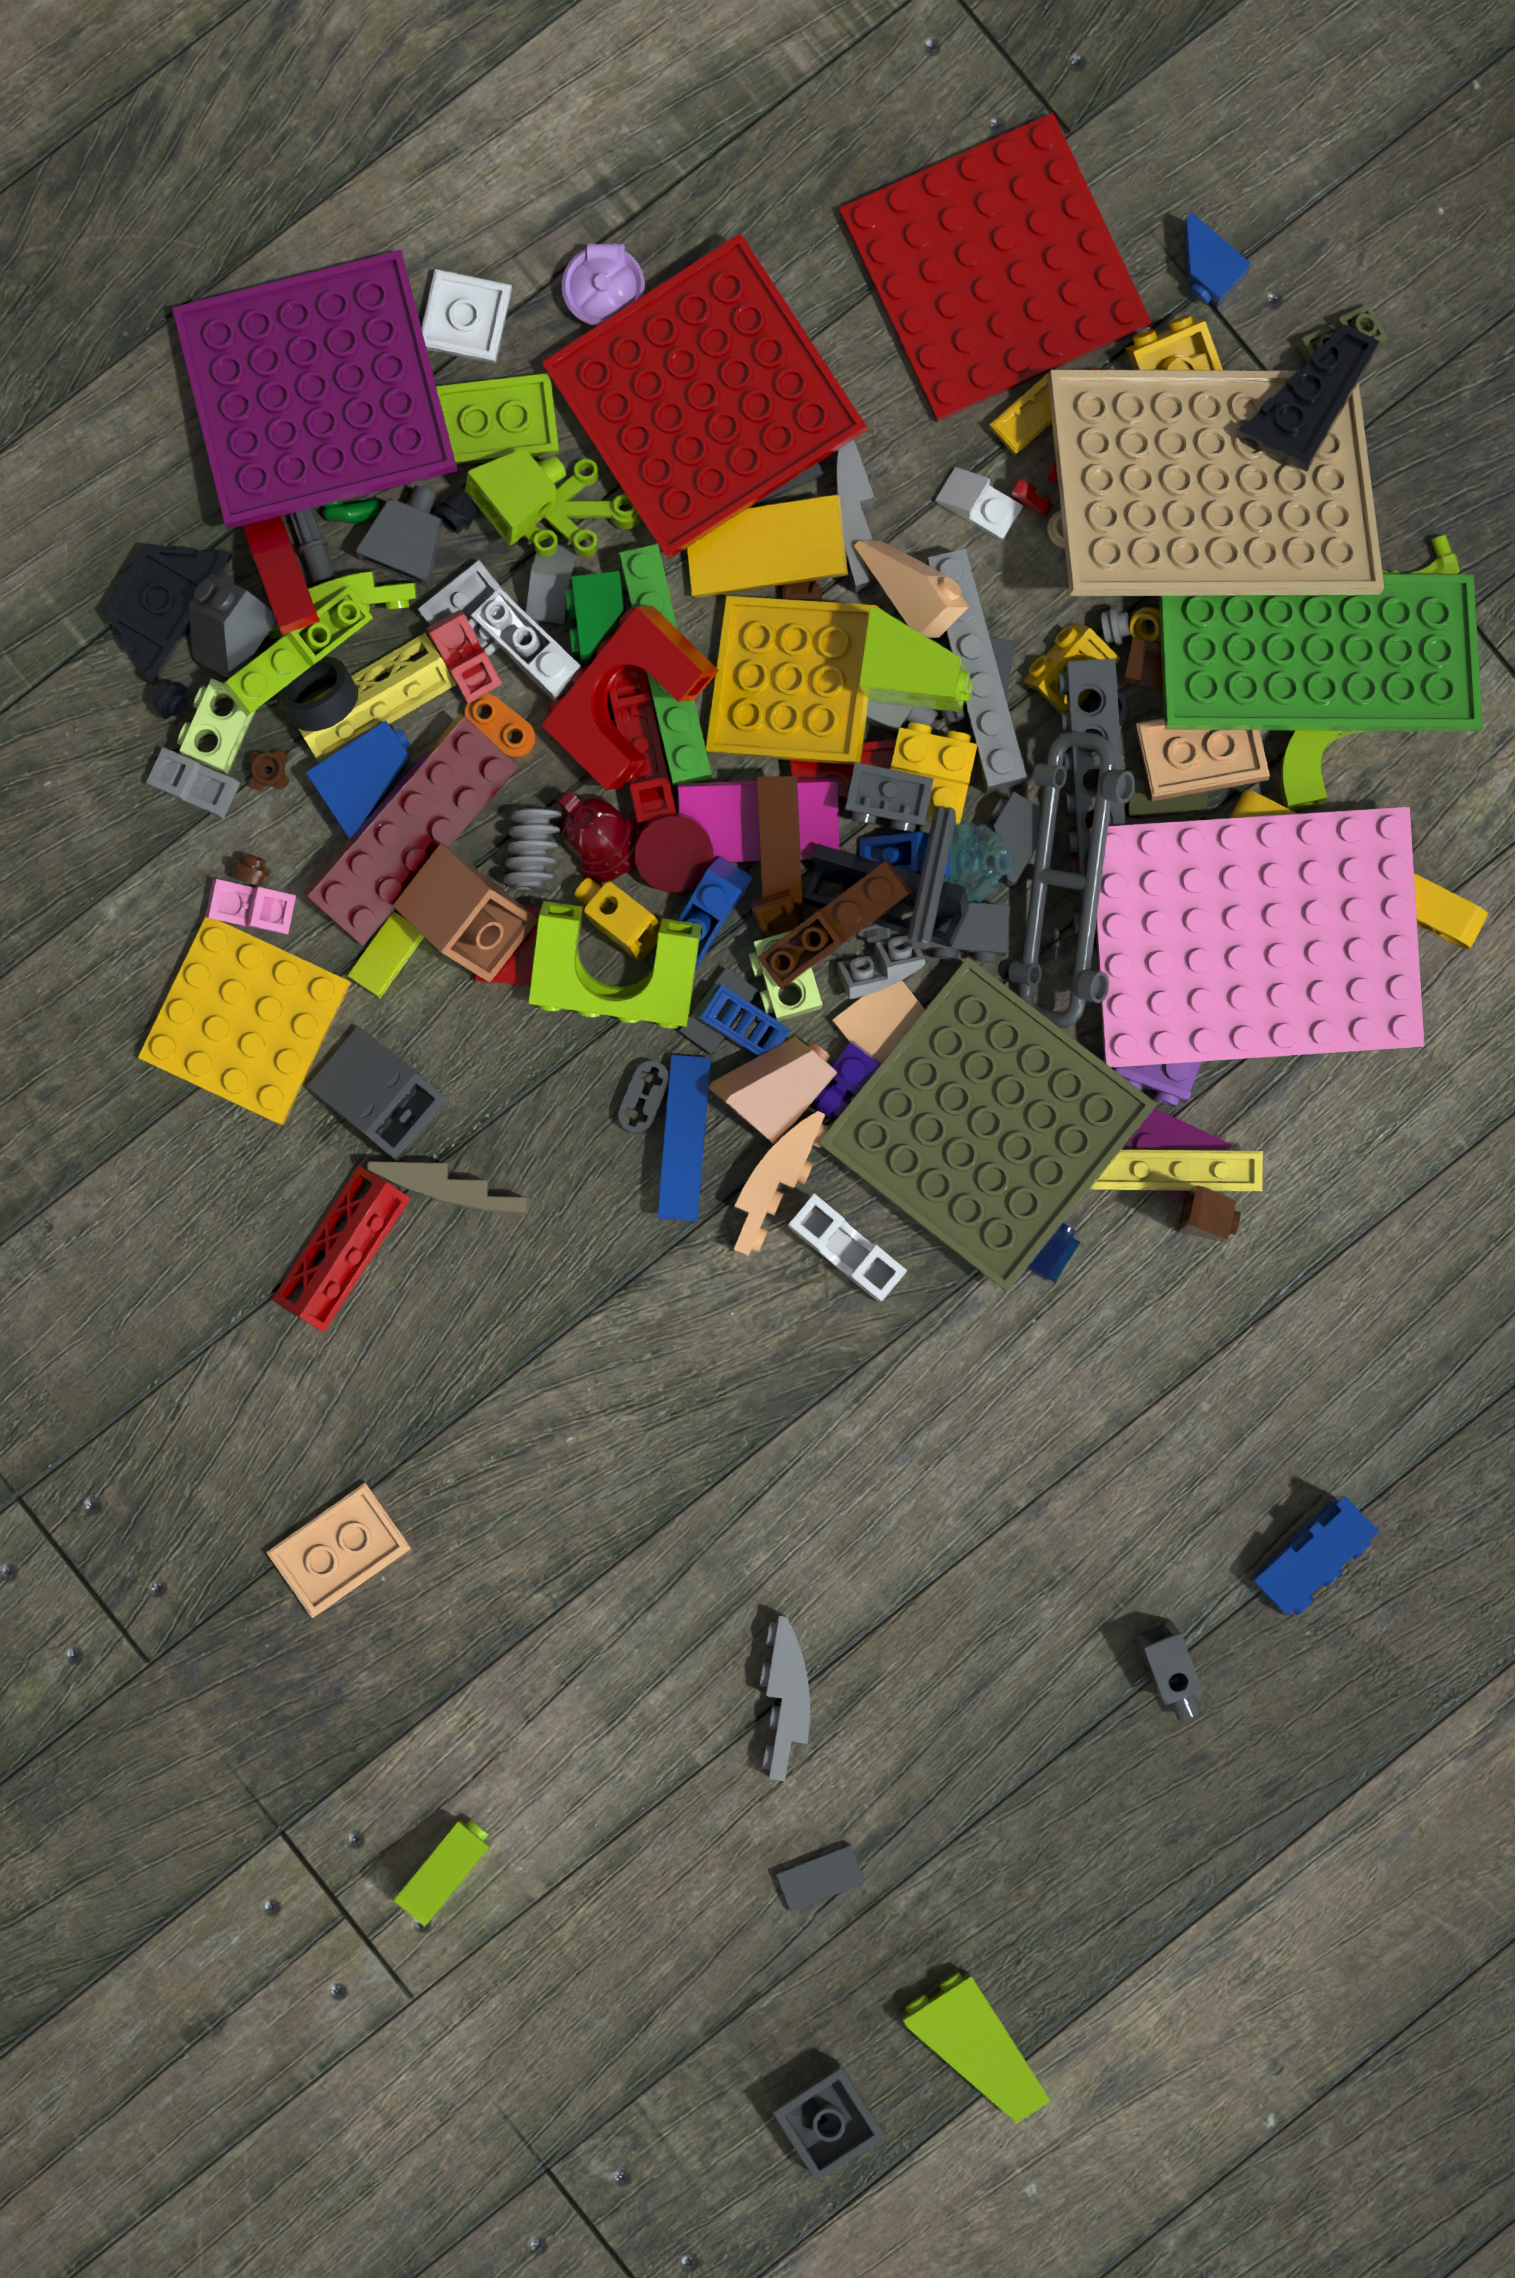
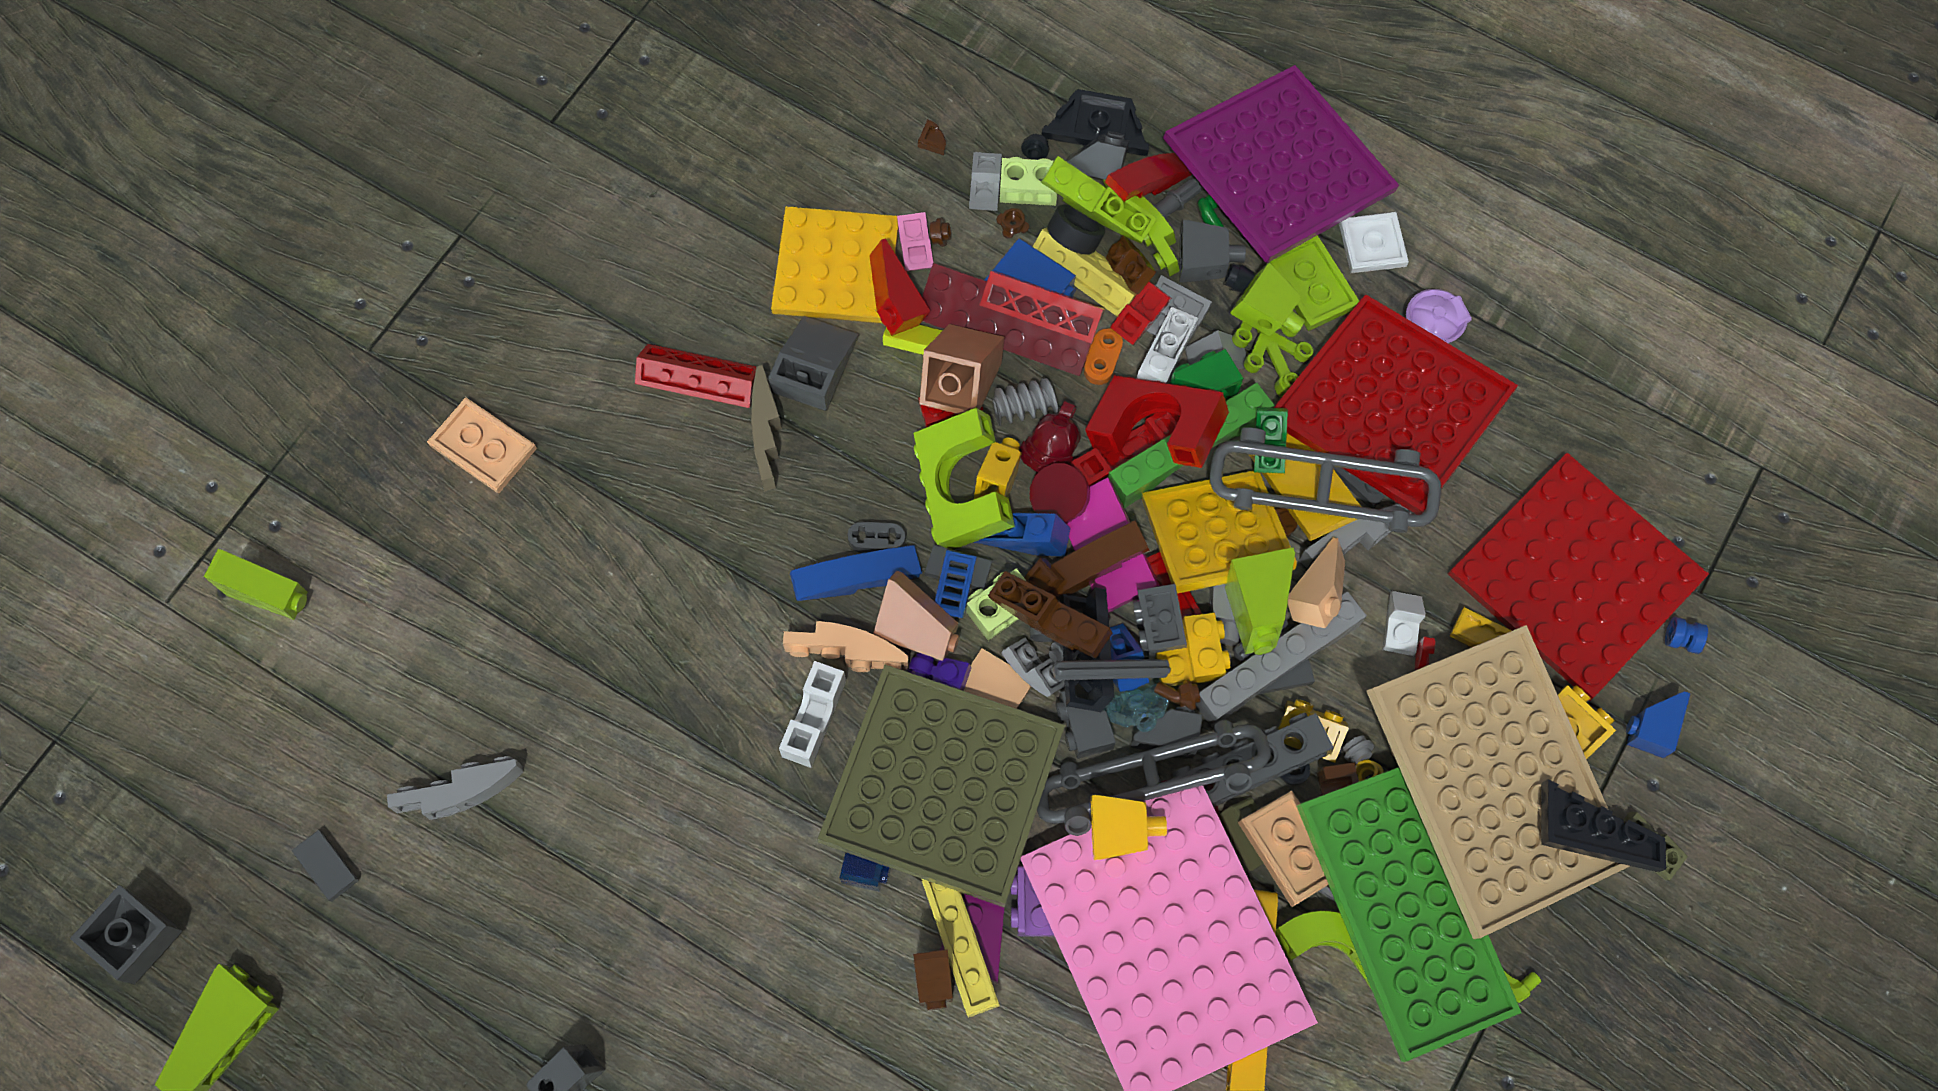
camera: 70 degrees right, 15 degrees down
(101, 828) = (932, 138): none -> reddish brown tile
(329, 959) = (895, 293): none -> red slope
(391, 643) = (1130, 264): none -> reddish brown slope
(409, 769) = (1045, 295): none -> red fence
(701, 567) = (1275, 424): none -> green slope
(706, 594) = (1405, 464): none -> dark grey bar
(985, 800) = (1186, 695): none -> reddish brown plate
(1117, 178) = (1686, 635): none -> blue wheel
(1123, 939) = (1122, 826): none -> yellow torso

